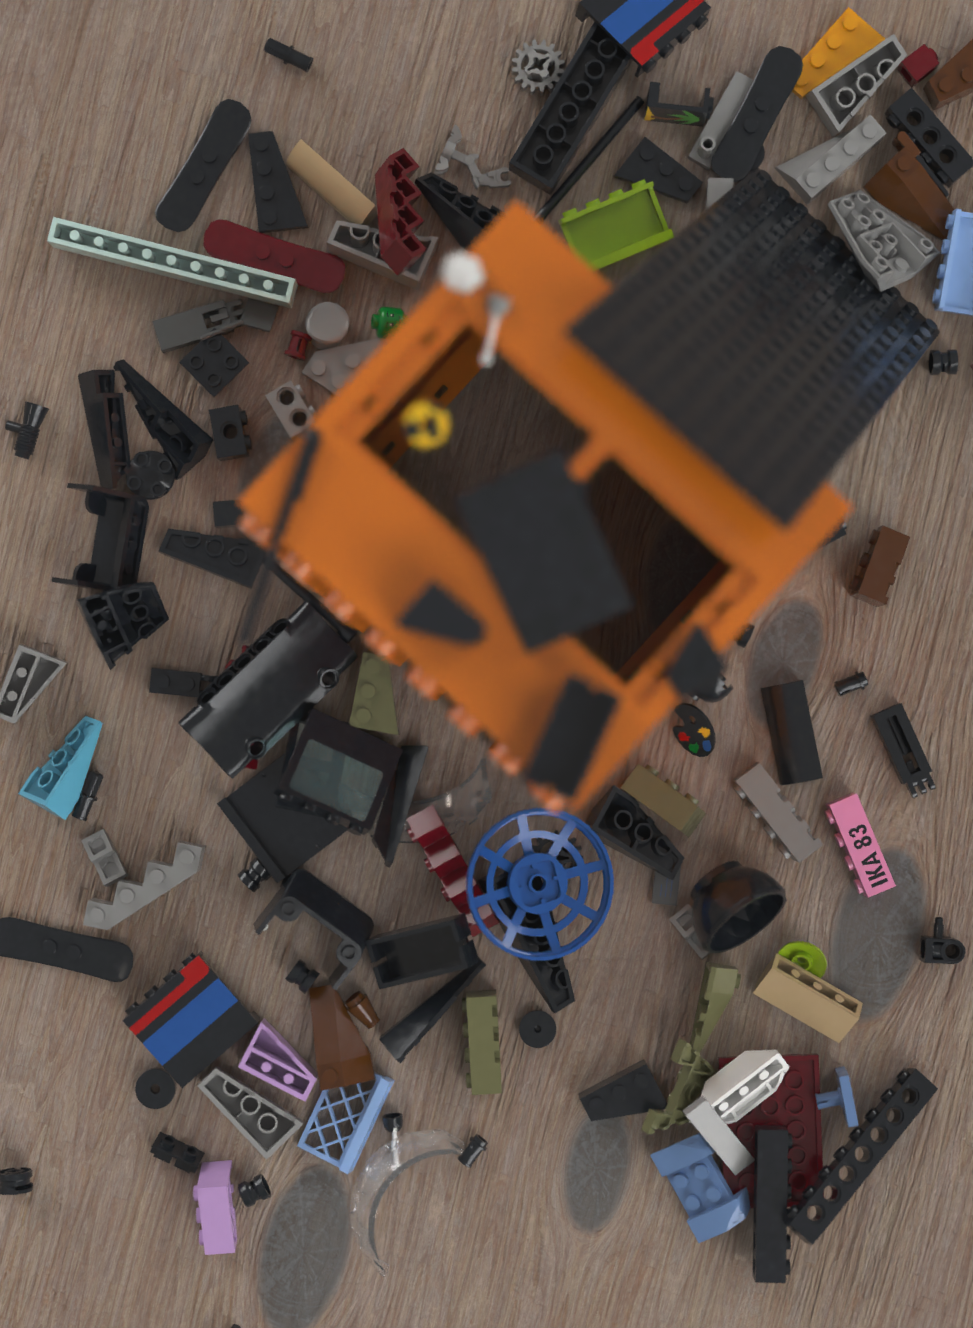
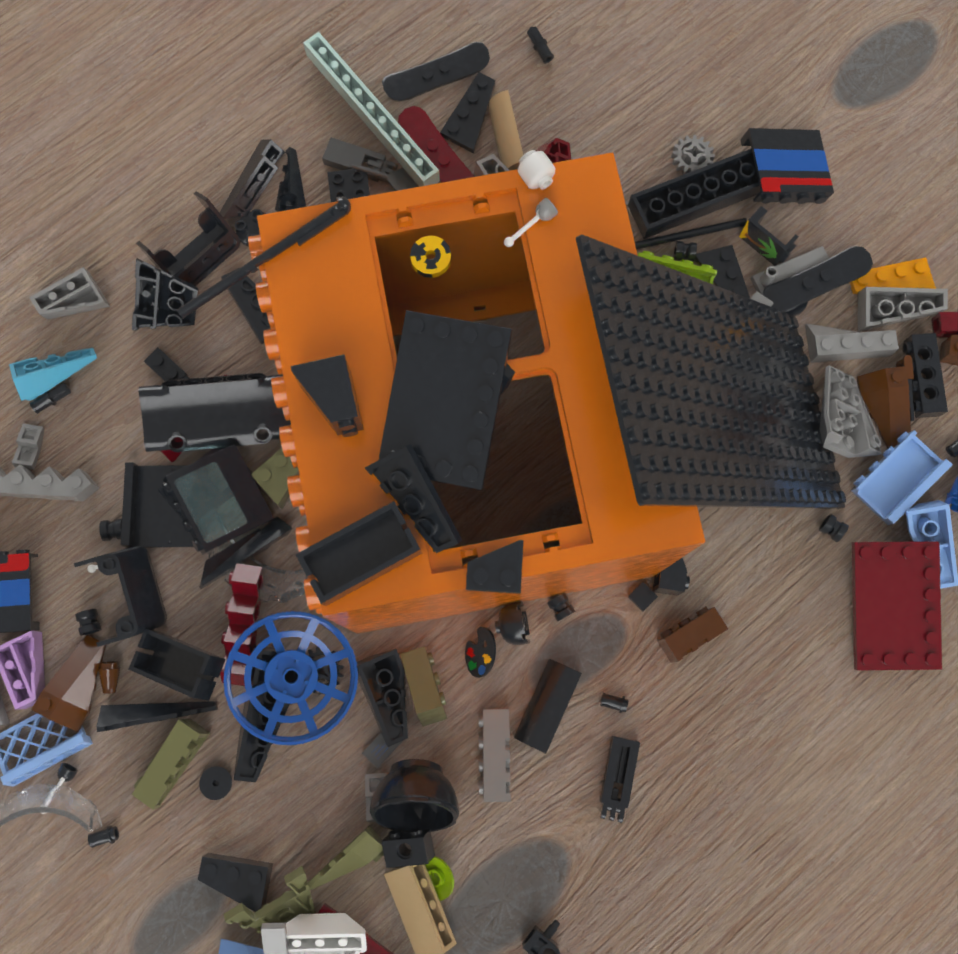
camera: 35 degrees right, 10 degrees down
(28, 431) = (202, 149): black piece -> none
(571, 648) = (411, 487): none -> black wing
(603, 179) = (682, 249): none -> black wheel
(755, 966) = (398, 855): none -> black brick
(811, 566) = (642, 596): none -> black tile
(859, 844) = (538, 823): bright pink brick -> none

